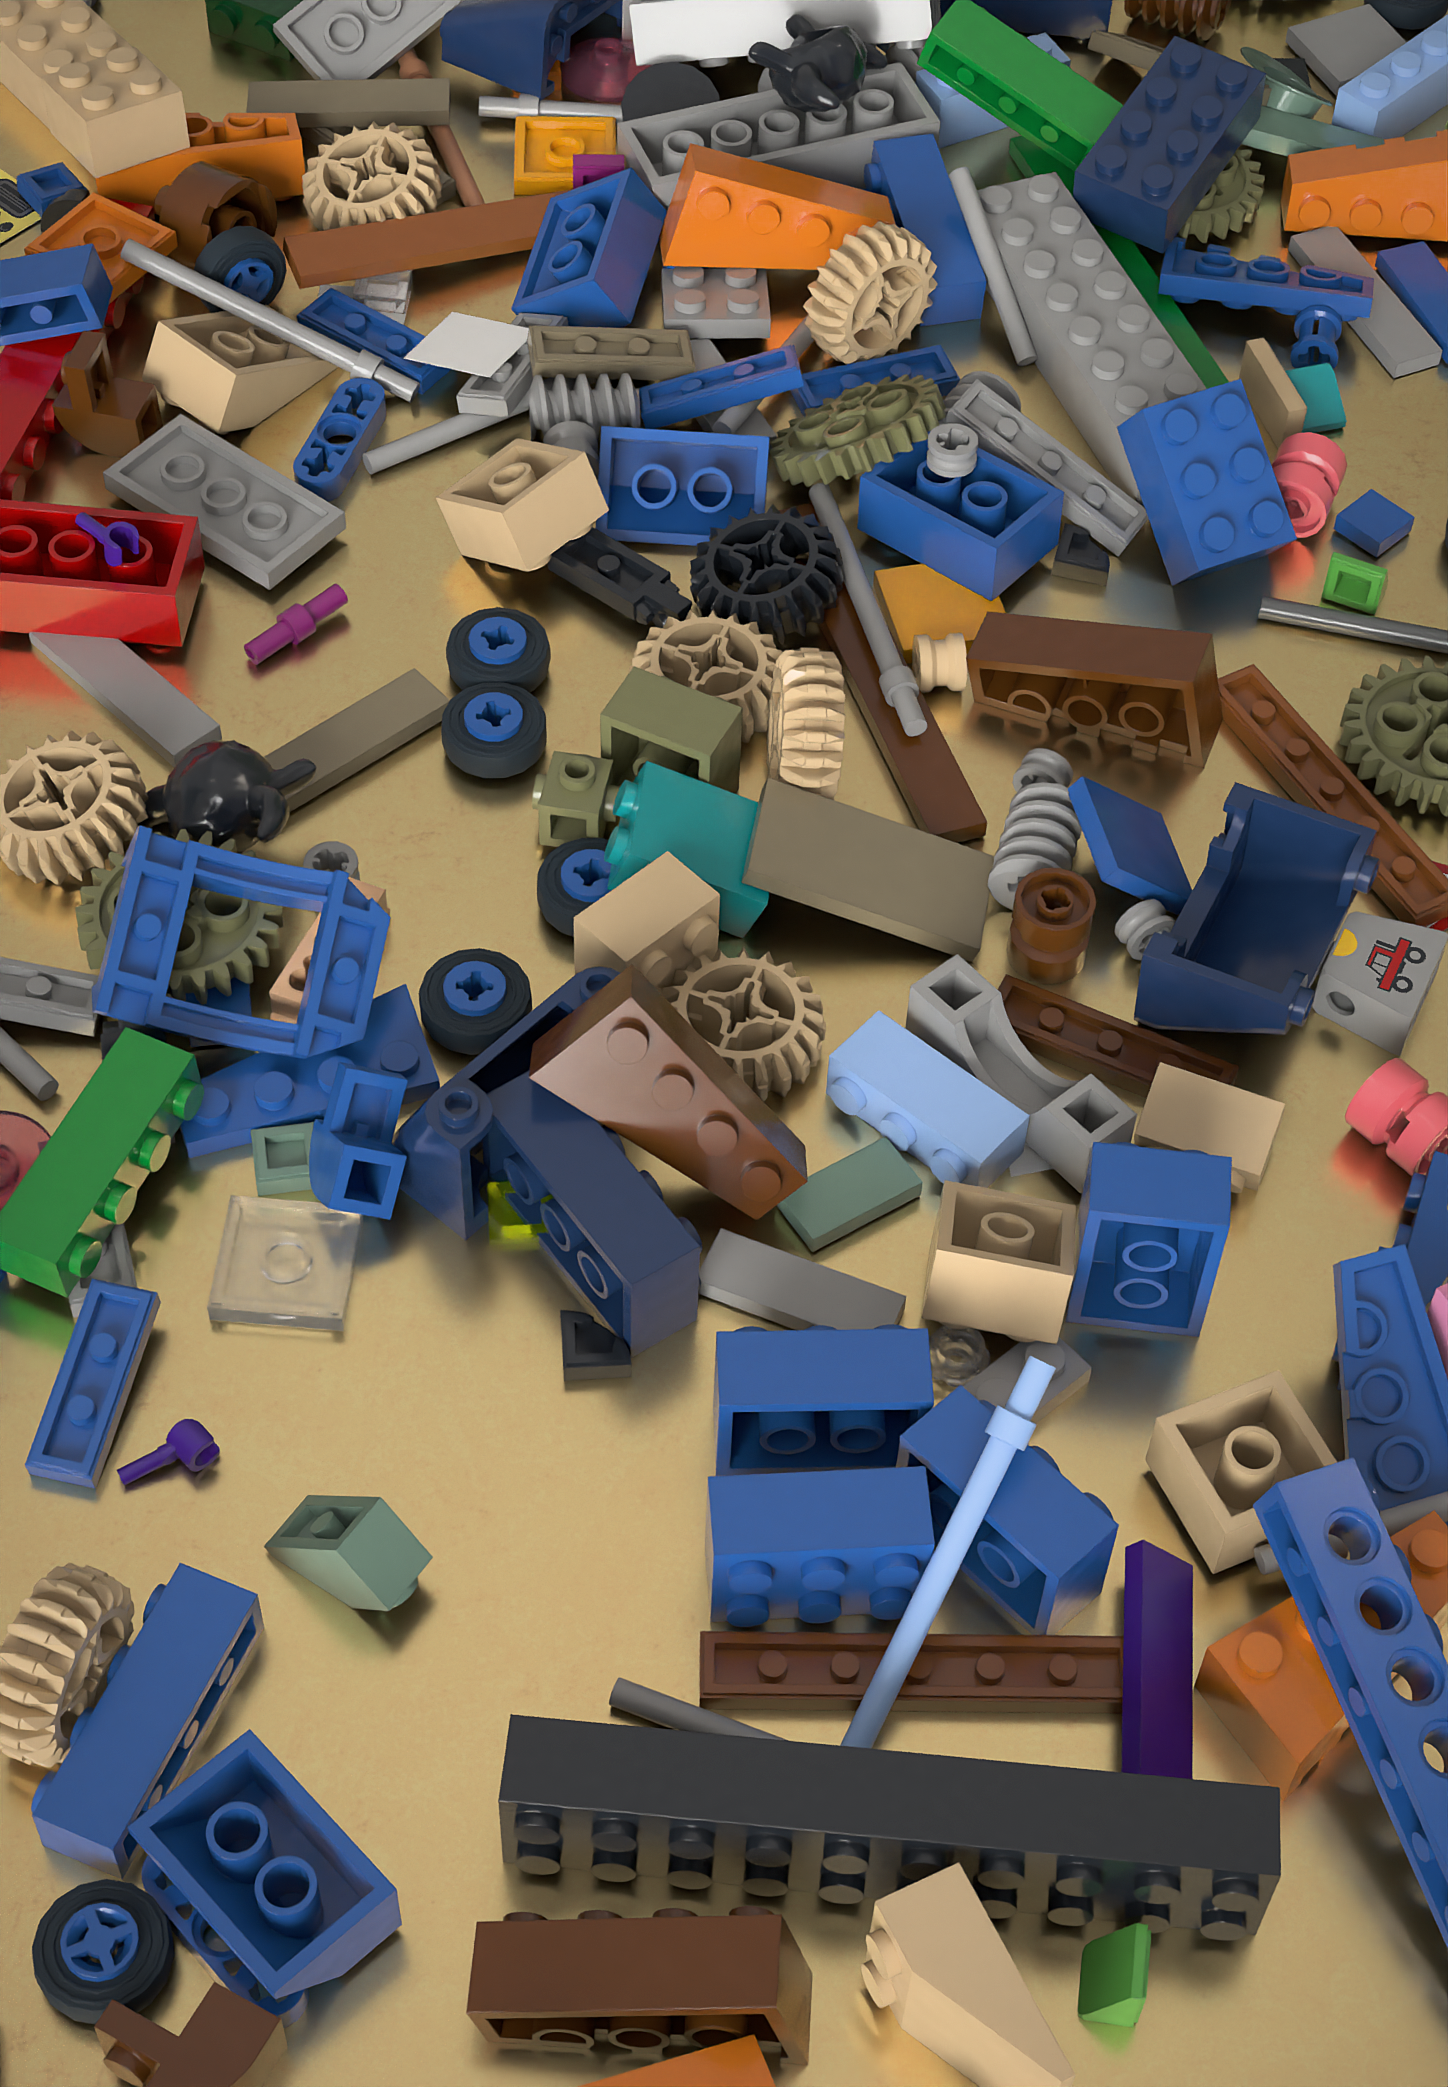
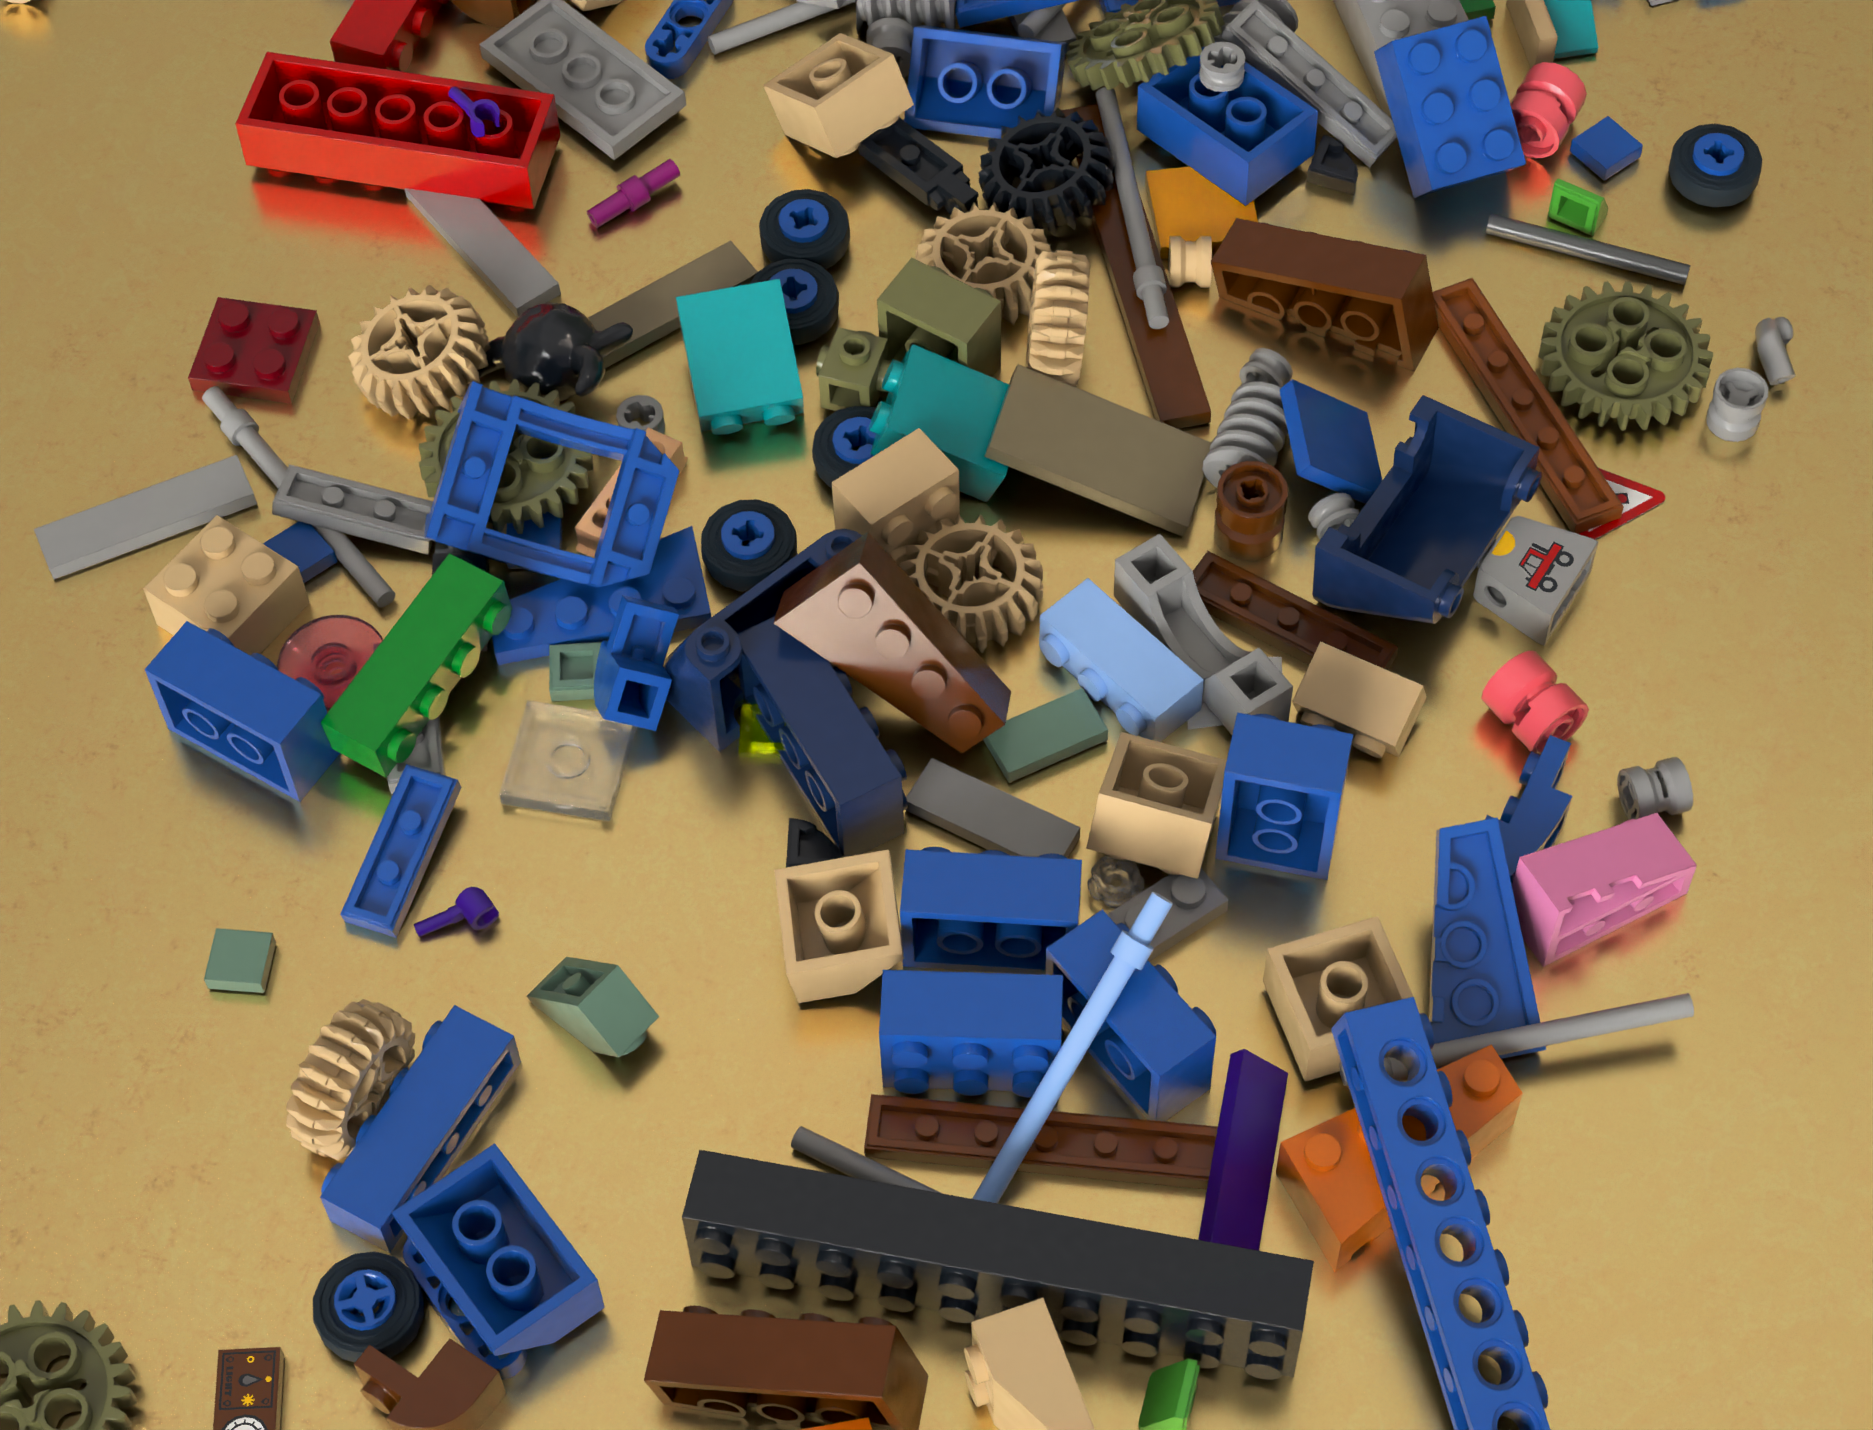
camera: 10 degrees right, 5 degrees up
(443, 790) = (740, 356): none -> teal brick
(641, 1428) = (838, 924): none -> tan slope

